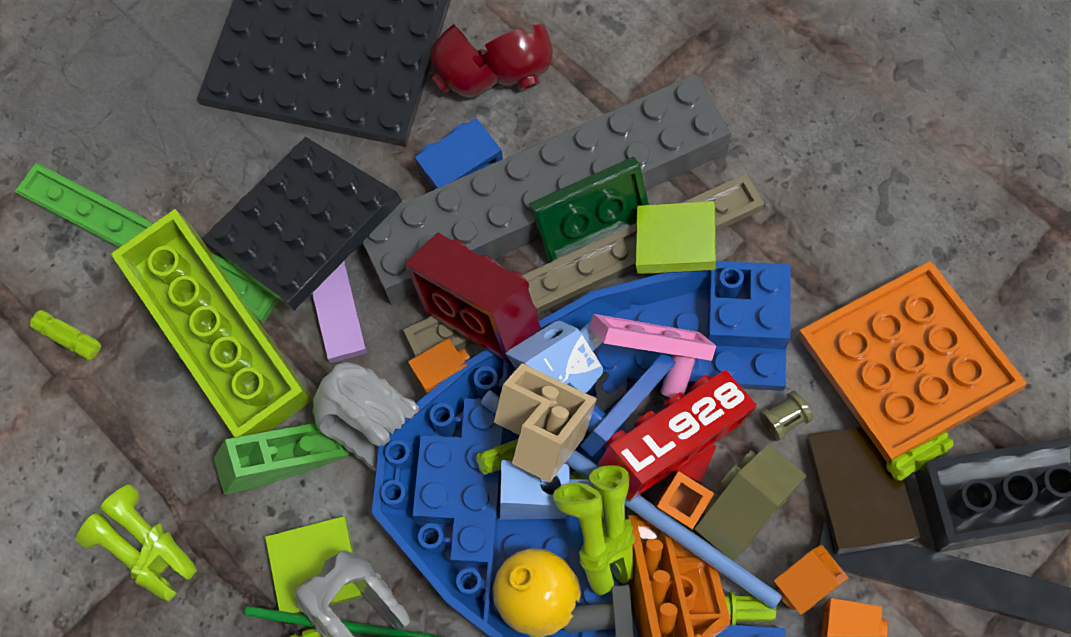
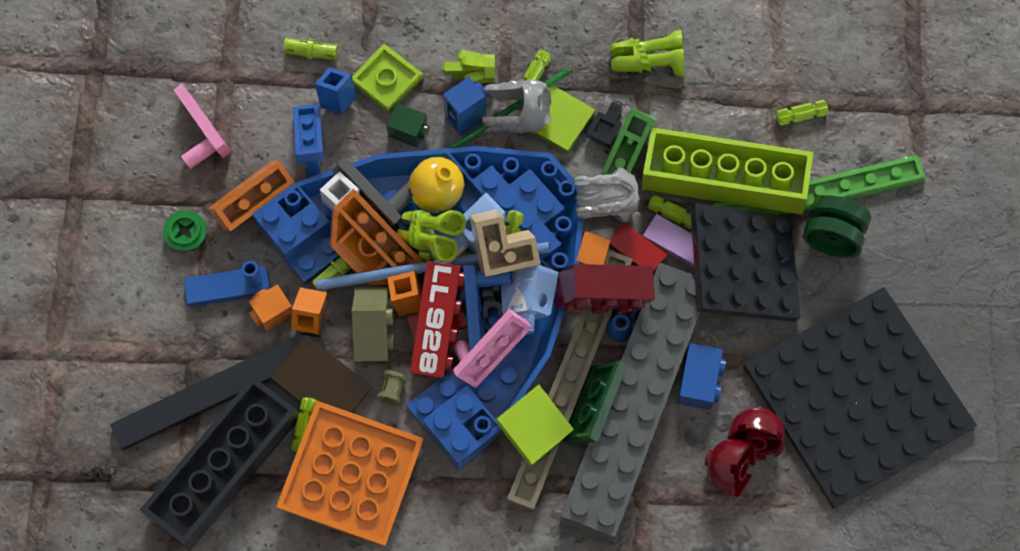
camera: 130 degrees right, 0 degrees up
(170, 176) = (837, 226): none -> dark green wheel
(277, 506) = (606, 126): none -> black plate
(307, 347) = (670, 211): none -> lime axle
(386, 341) = (635, 246): none -> red tile

